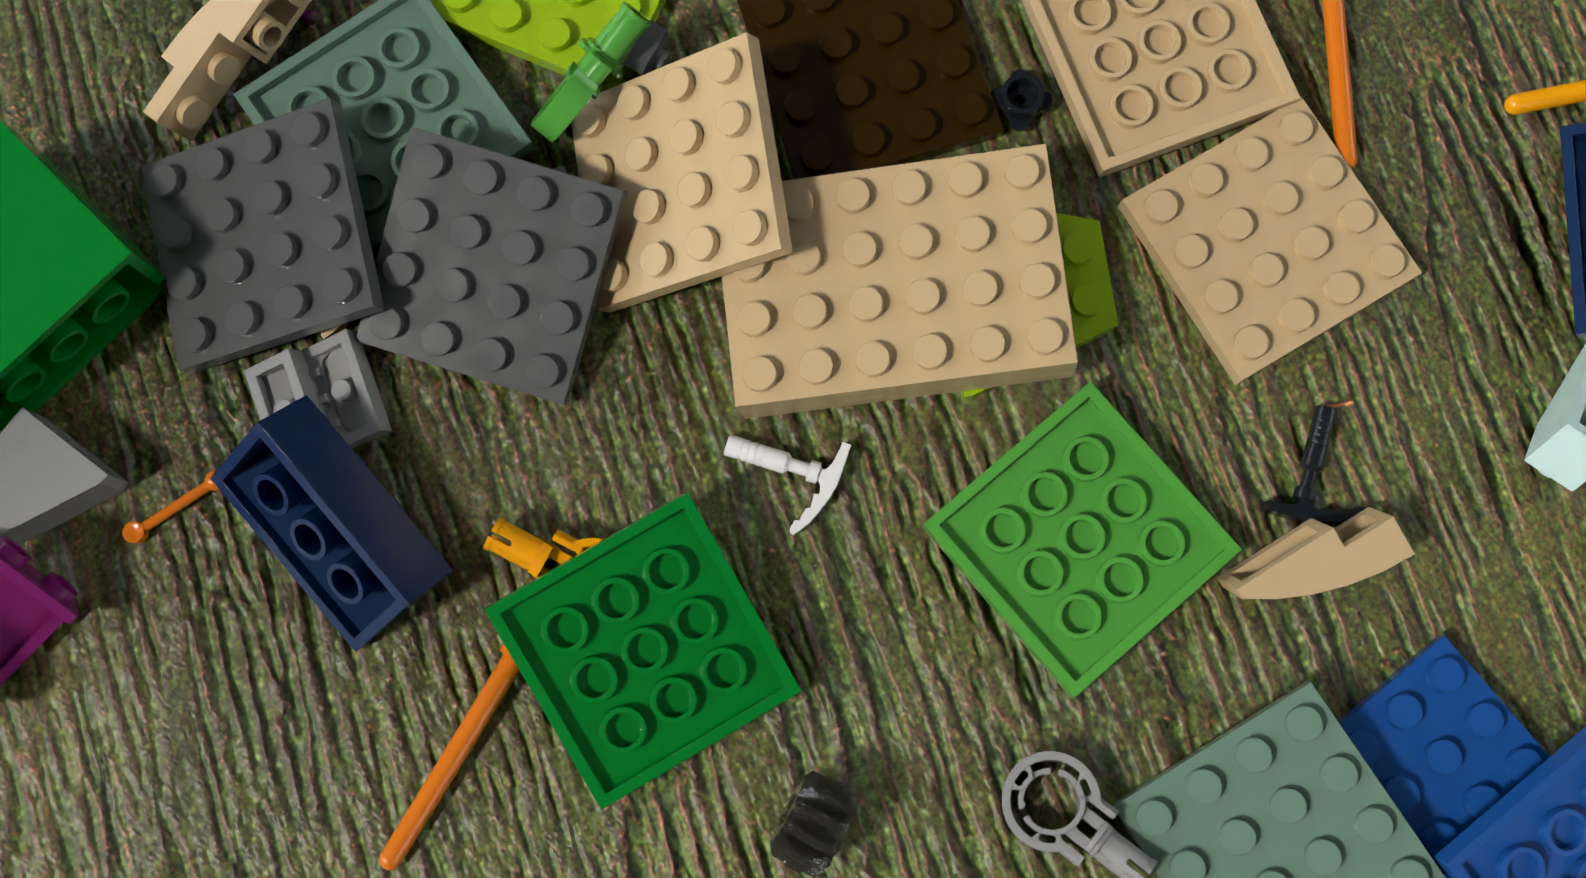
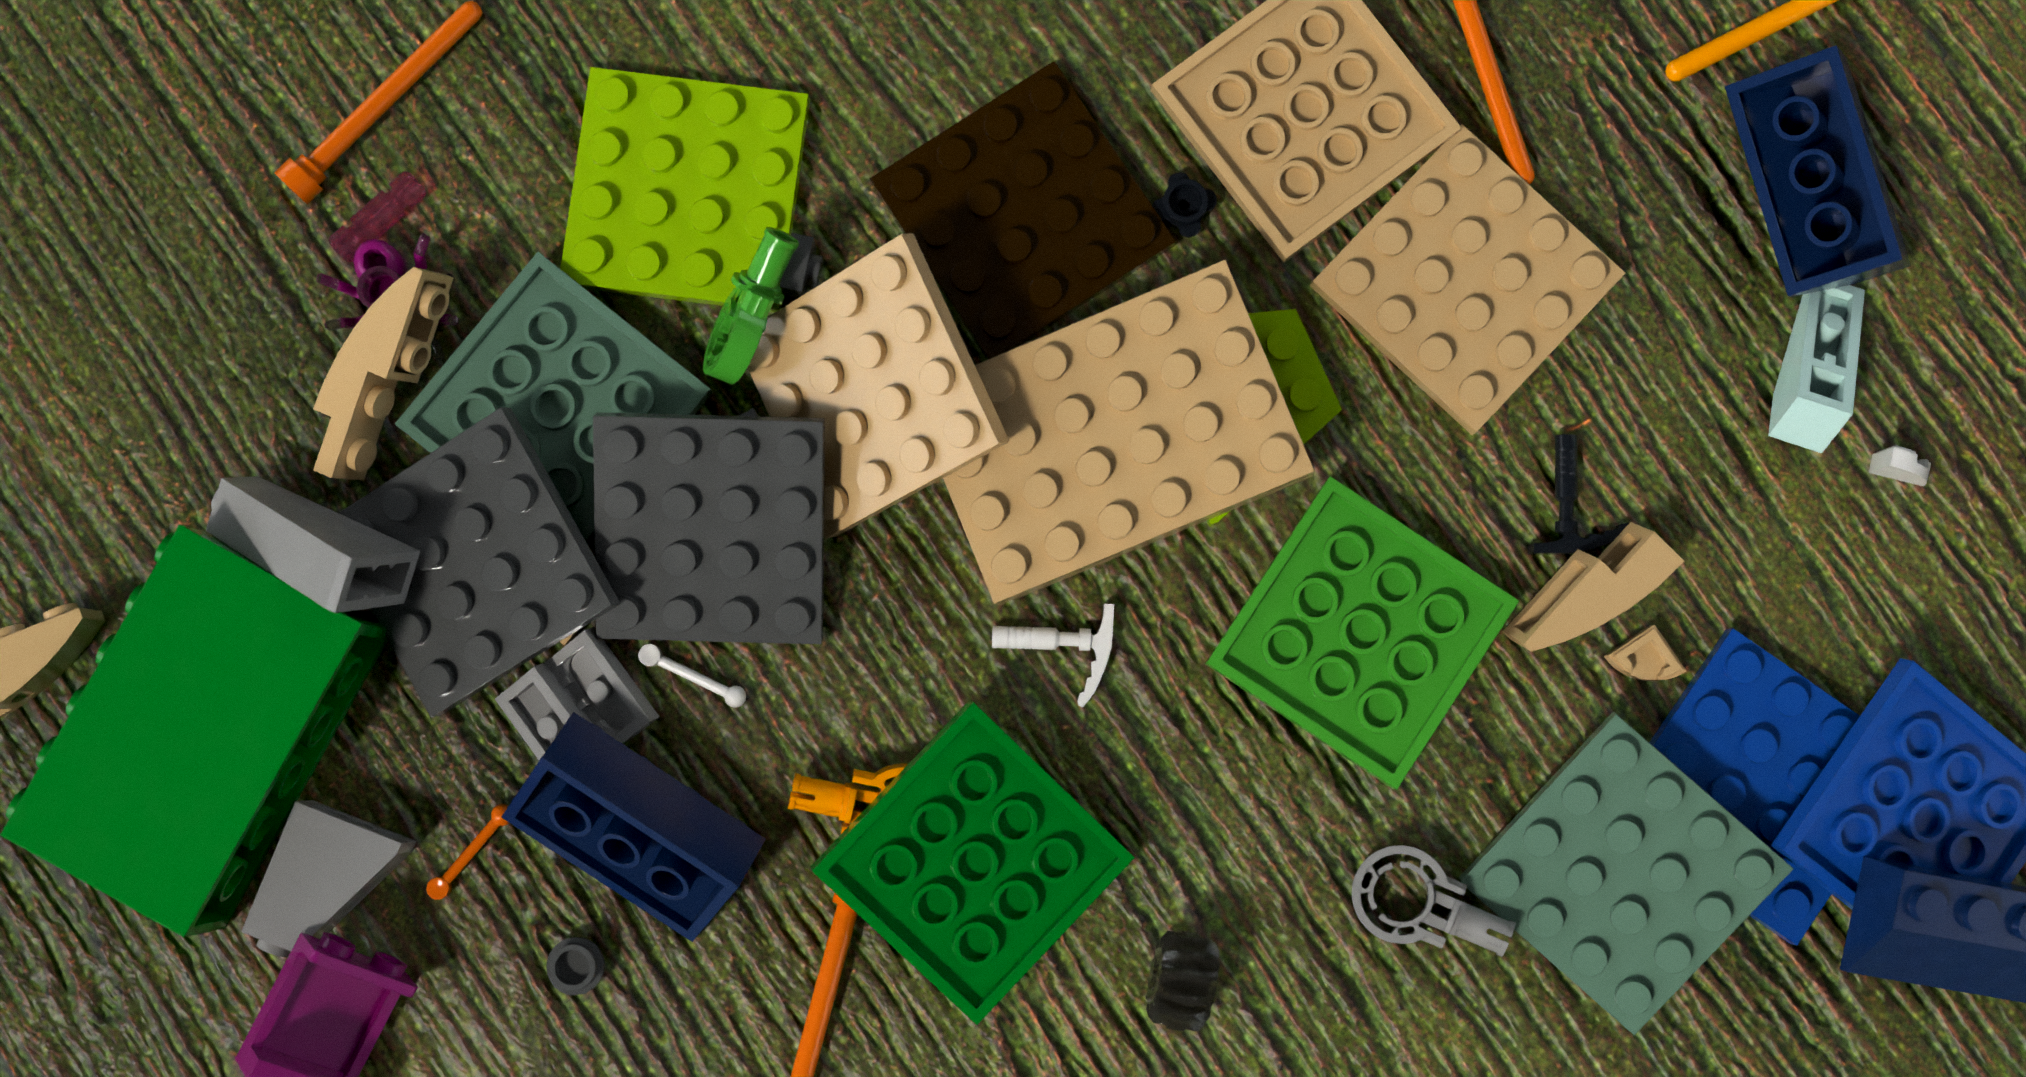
camera: 15 degrees left, 5 degrees up
(117, 178) = (311, 546): none -> light grey slope
(237, 642) = (575, 966): none -> dark grey plate
(404, 374) = (652, 655): none -> white hinge
(1351, 641) = (1646, 657): none -> tan tile

